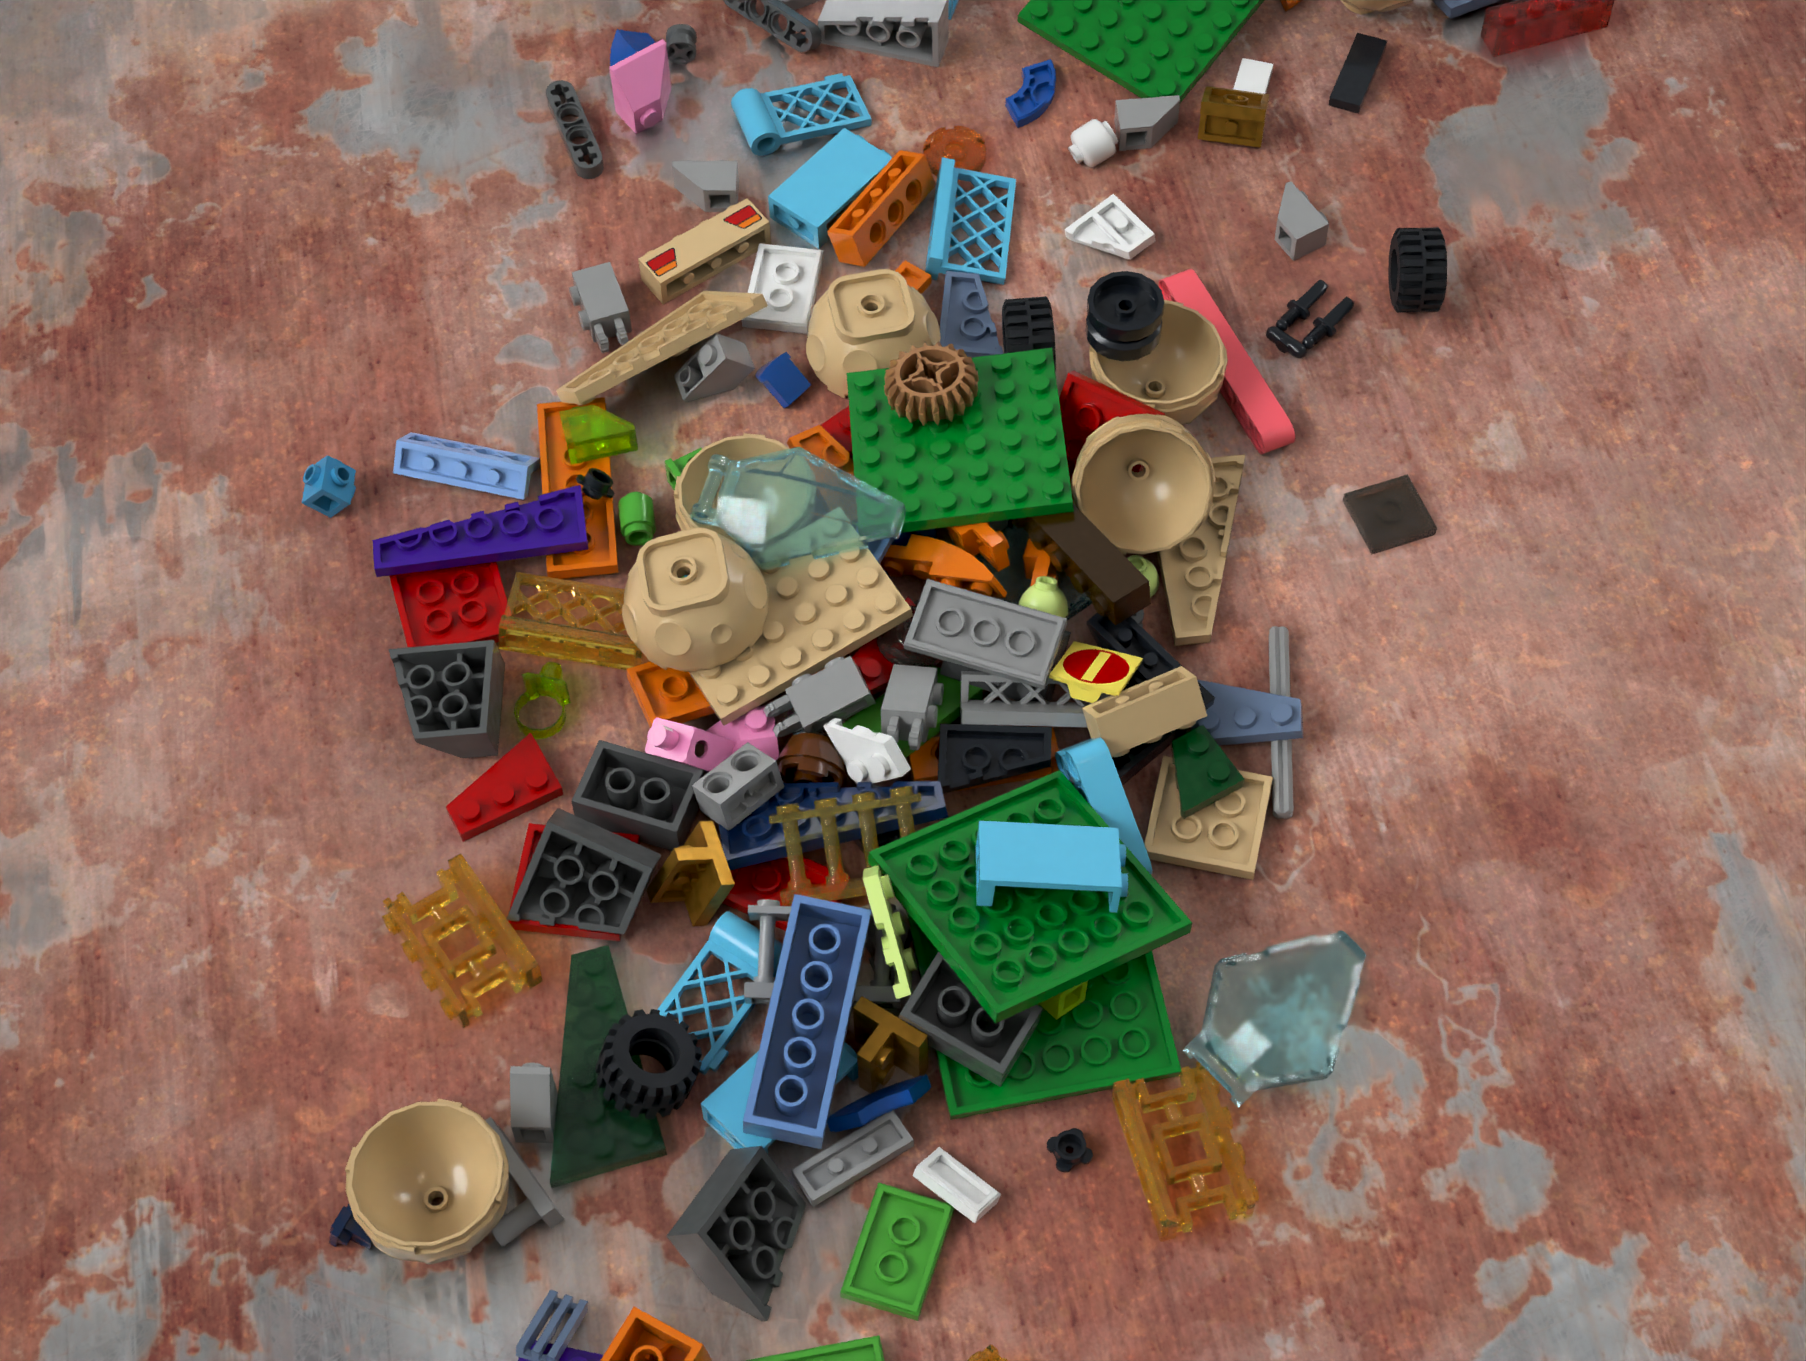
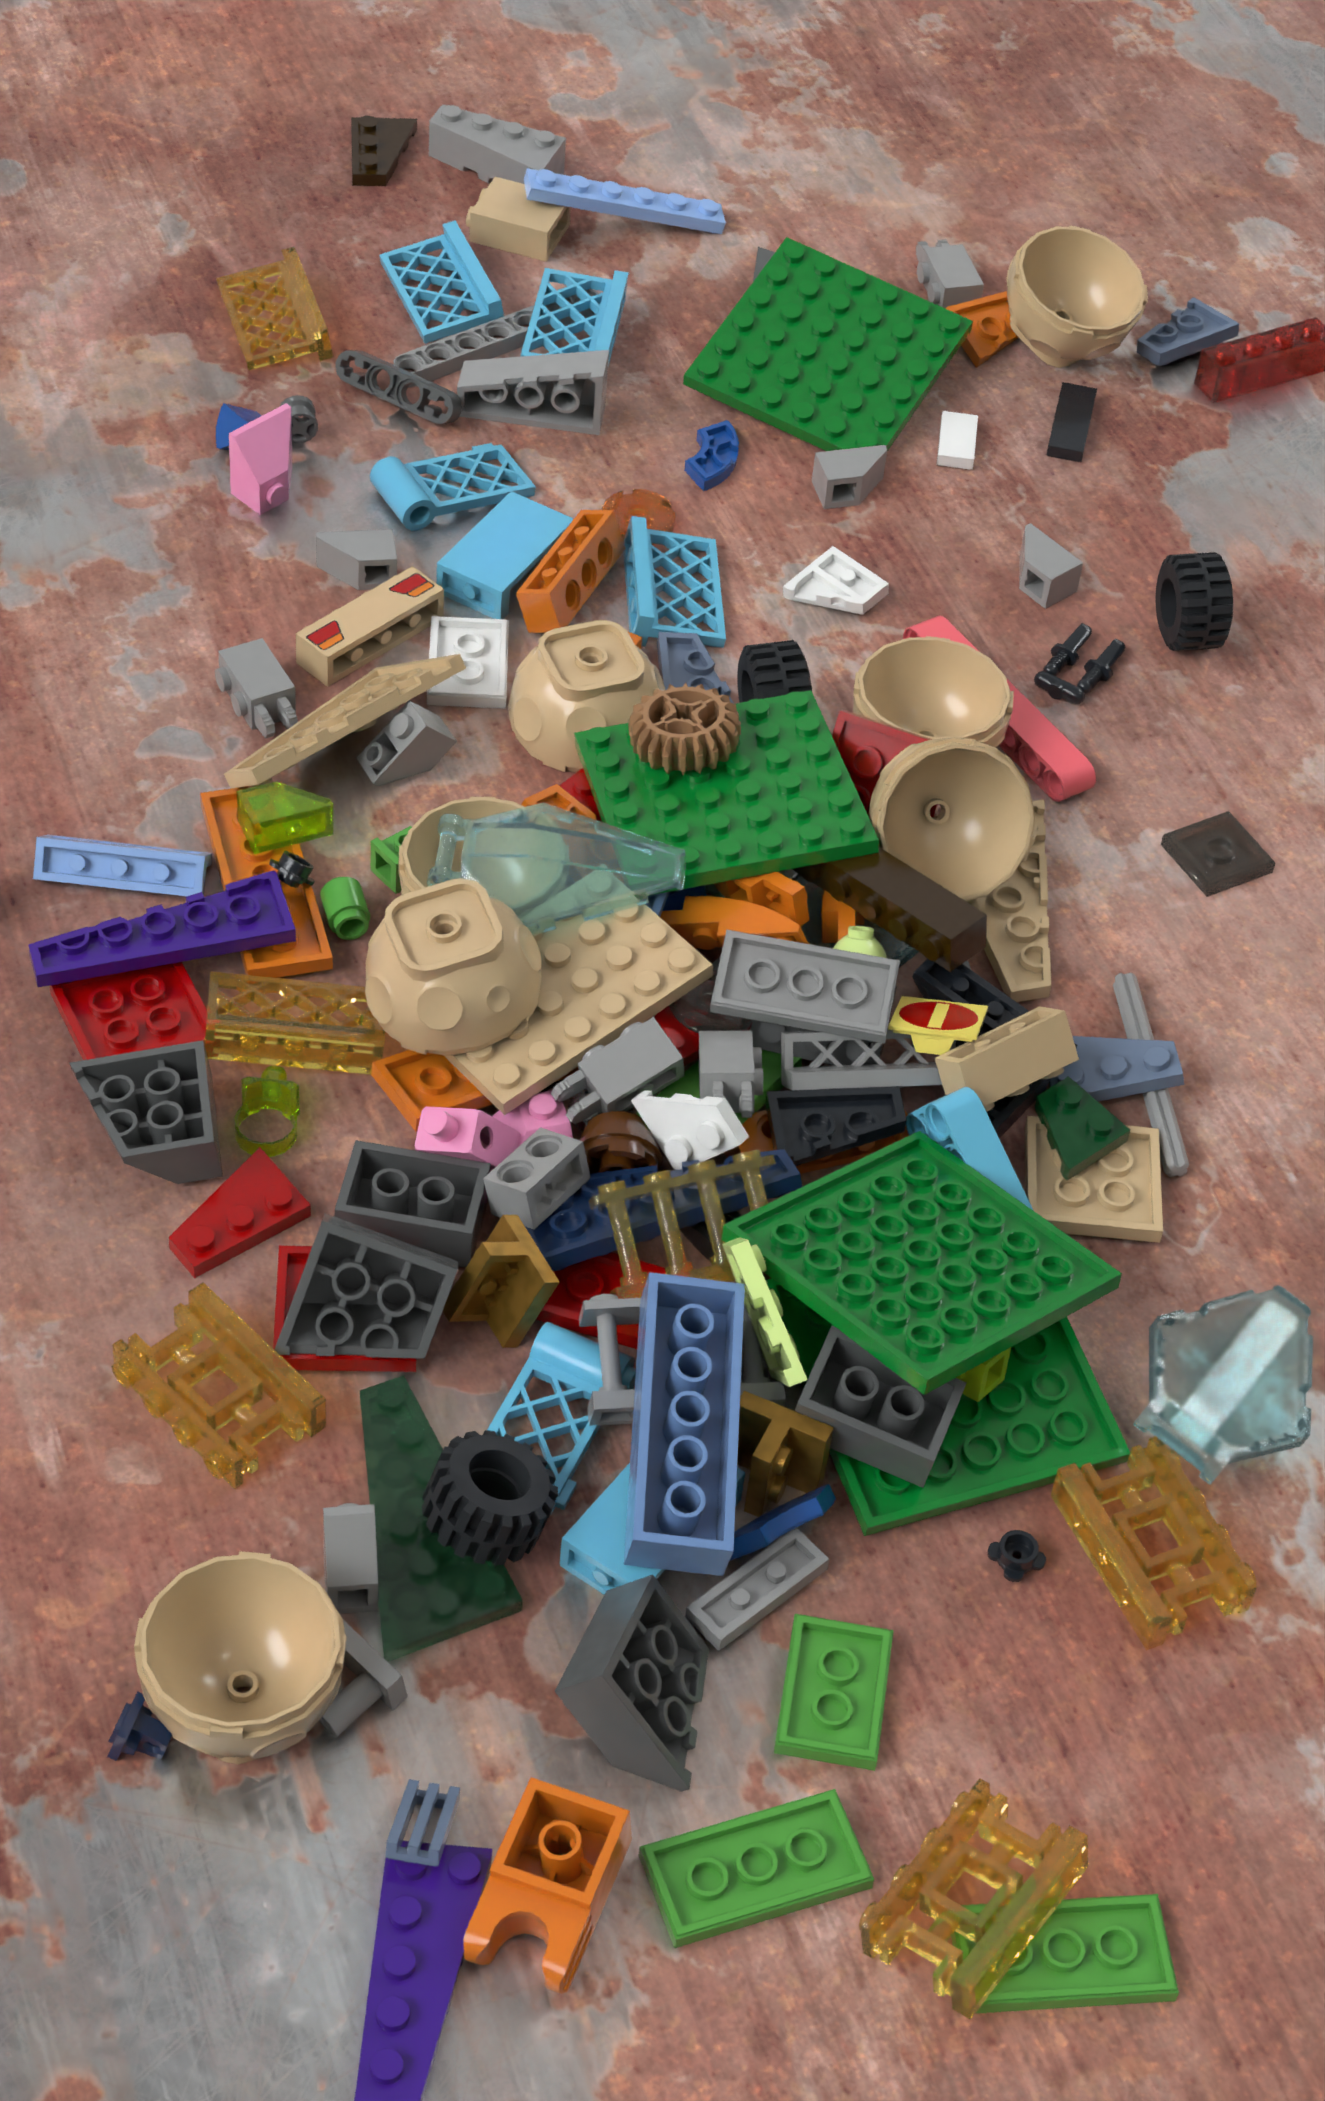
camera: 15 degrees left, 10 degrees down
(574, 129) = (193, 509): dark grey beam -> none
(783, 379) = (490, 752): blue tile -> none
(956, 1185) = (891, 1606): white tile -> none
(1049, 858) = (941, 1208): medium azure panel -> none
(1093, 143) = (796, 498): white head -> none
(1124, 316) = (893, 647): black wheel -> none
(1233, 116) = (948, 467): pearl gold bracket -> none

